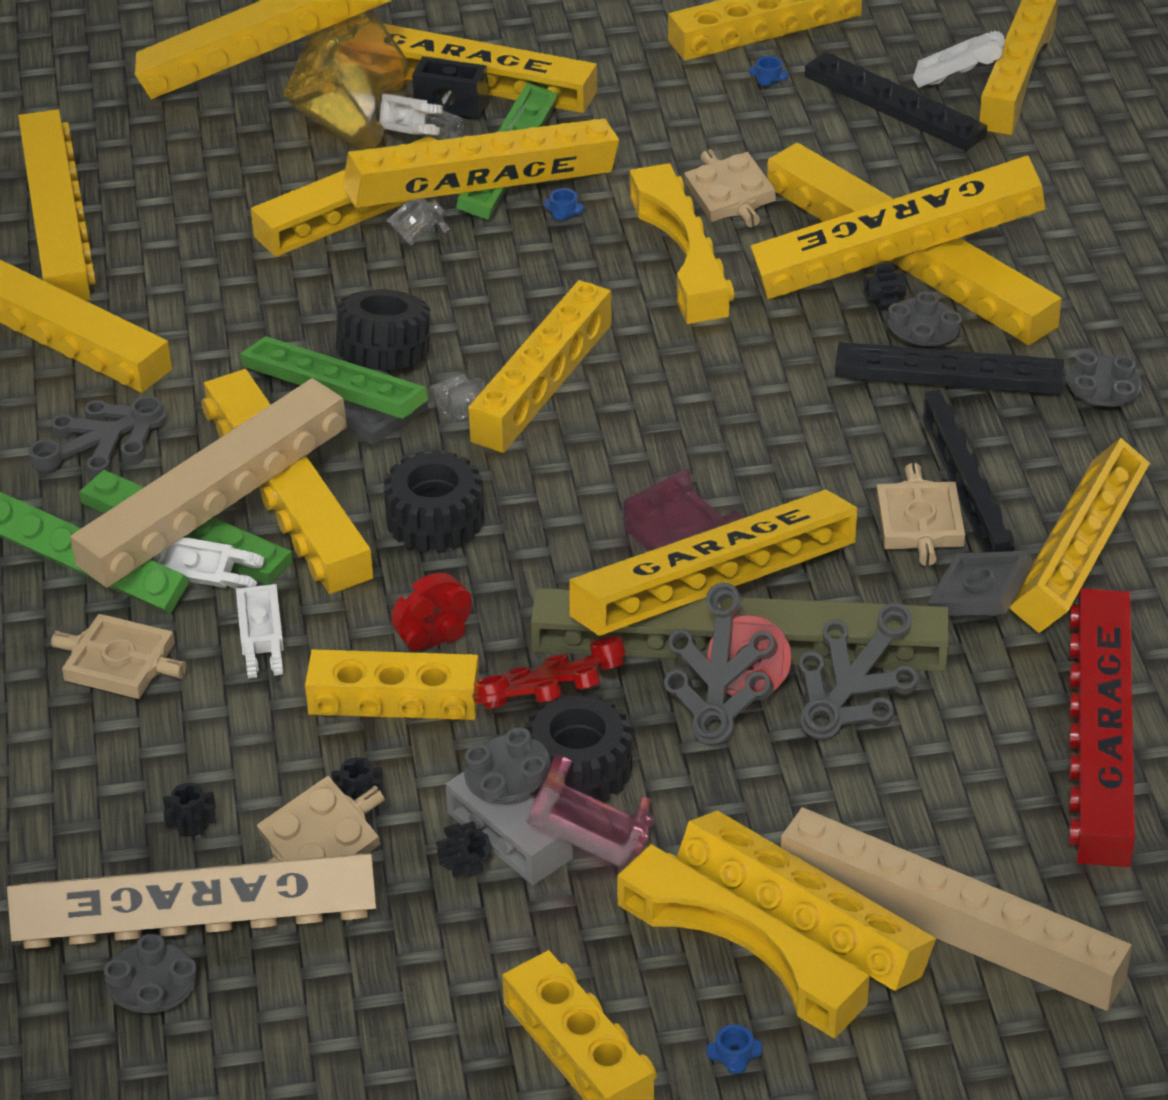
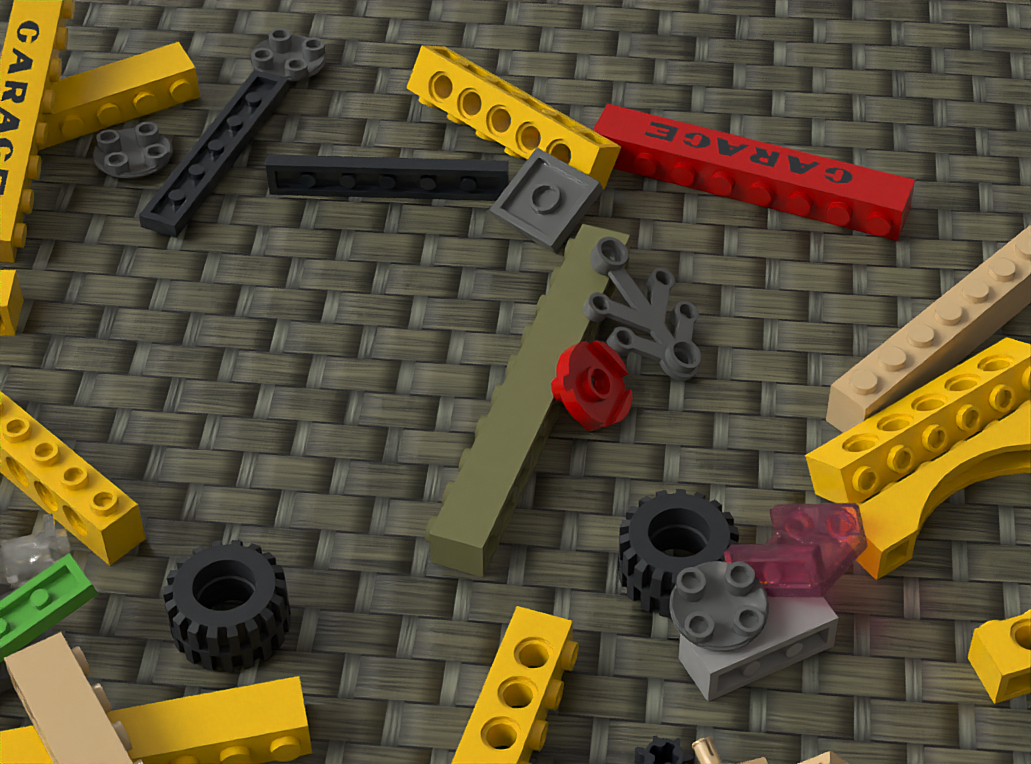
camera: 75 degrees left, 5 degrees up
(414, 619) = (433, 635): red plate -> none
(463, 849) = (795, 684): black gear -> none
(544, 680) = (580, 596): red plant -> none
(670, 513) = (359, 403): clear pink panel -> none
(720, 671) = (613, 406): dark grey plant -> none
(726, 554) = (461, 379): yellow brick -> none
(884, 285) = (69, 161): black gear -> none
(920, 515) = (421, 222): tan plate -> none

